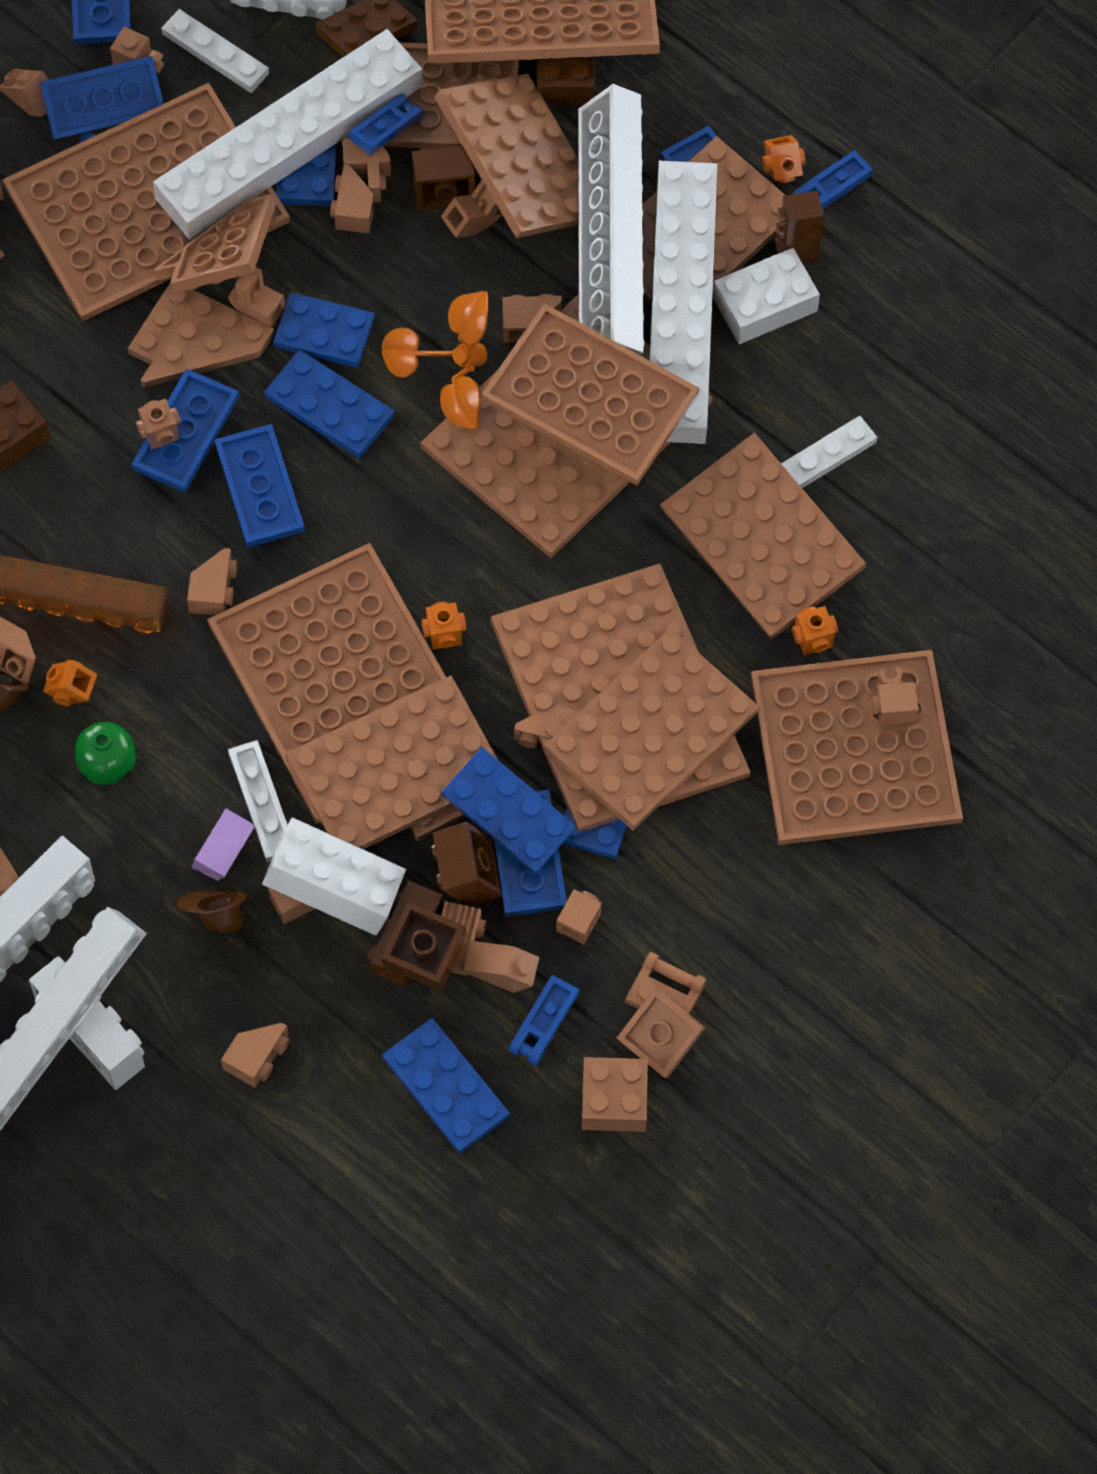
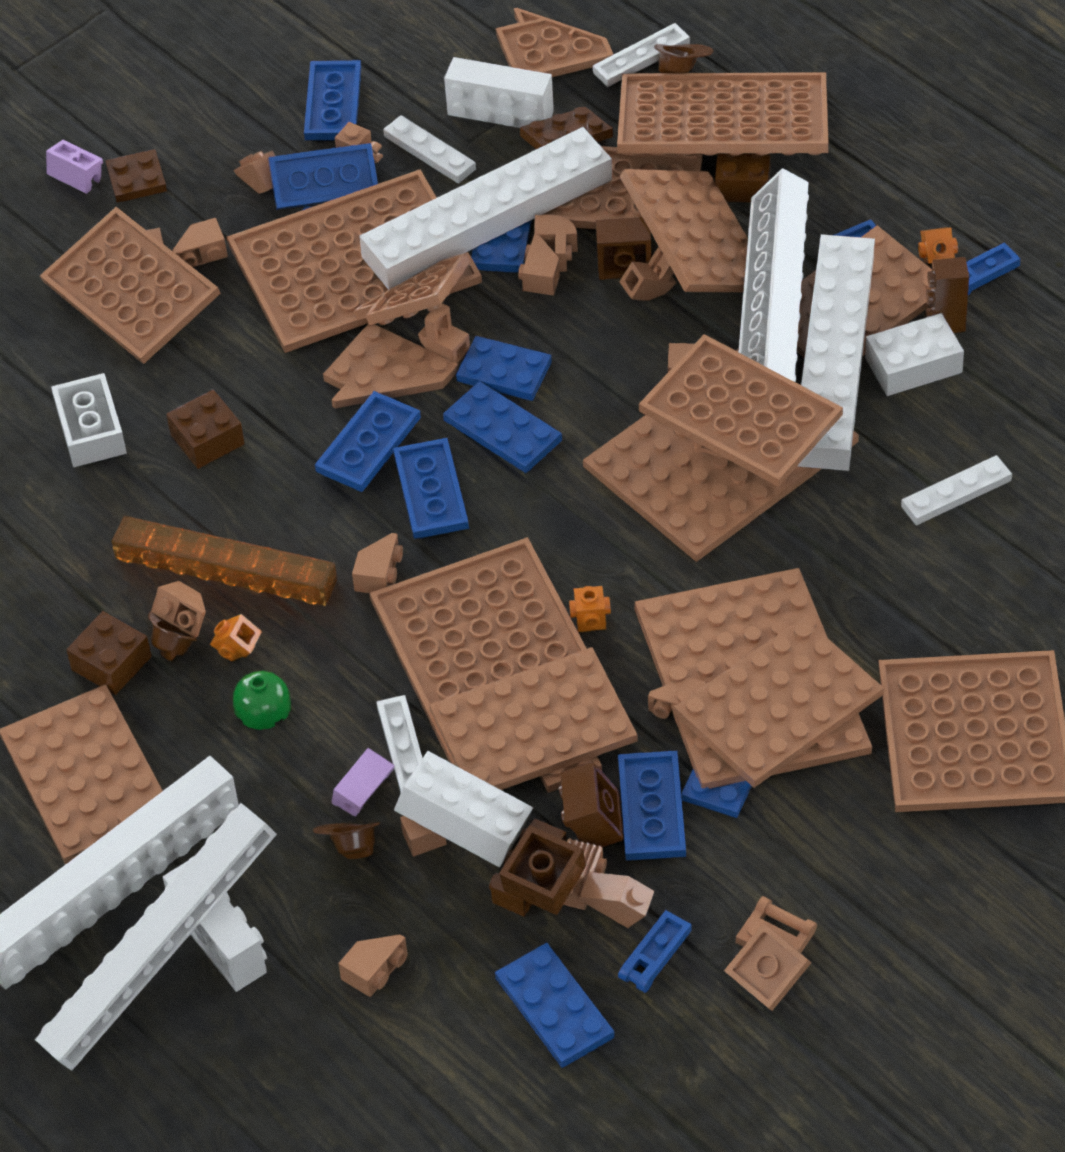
camera: 10 degrees right, 15 degrees down
(158, 423) = (342, 429): nougat brick -> none
(386, 124) = (575, 203): blue plate -> none
(462, 398) = (624, 422): orange plant -> none
(508, 810) = (636, 762): blue plate -> none
(579, 916) = (696, 861): nougat brick -> none
(614, 1094) = (717, 1019): nougat brick -> none
(763, 535) = (898, 549): nougat plate -> none
(814, 630) = (941, 628): orange brick -> none
(895, 700) = (1015, 688): nougat brick -> none

